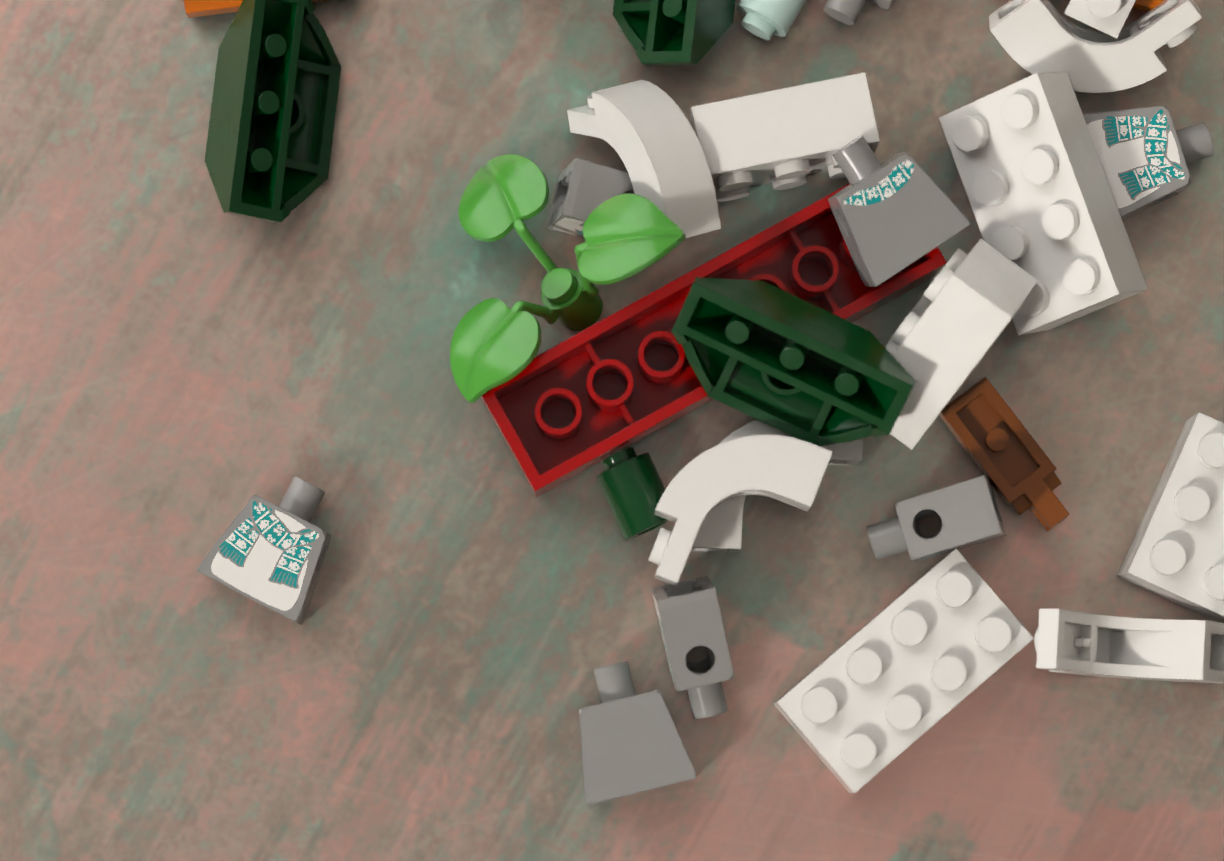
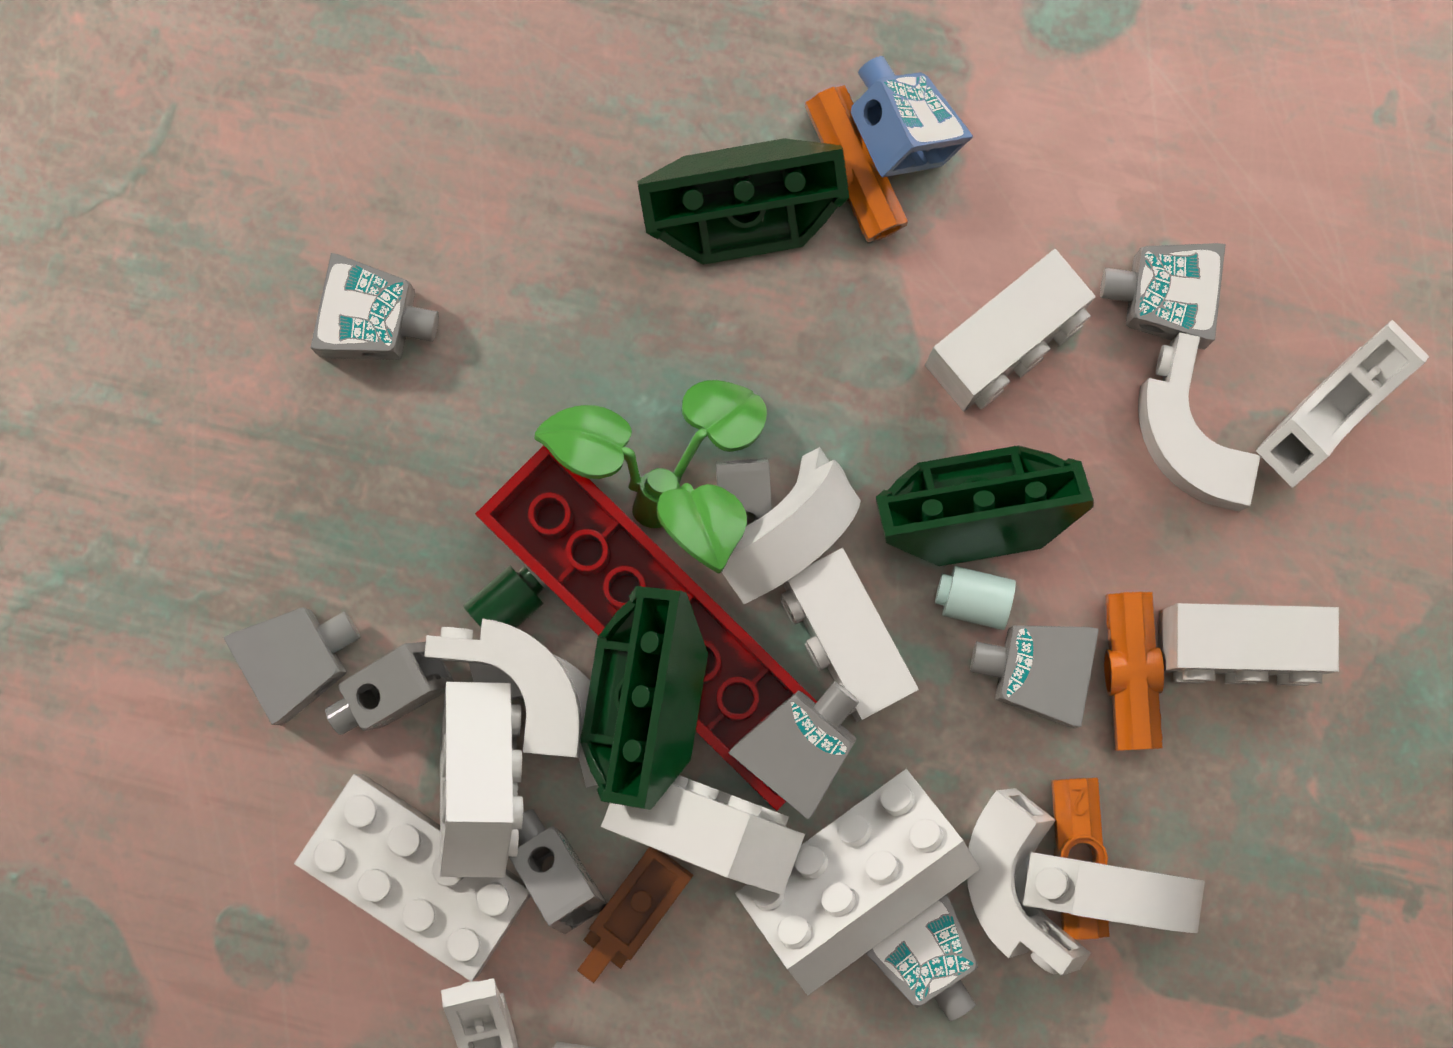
camera: 75 degrees right, 0 degrees up
(824, 565) = (479, 780): none -> white brick

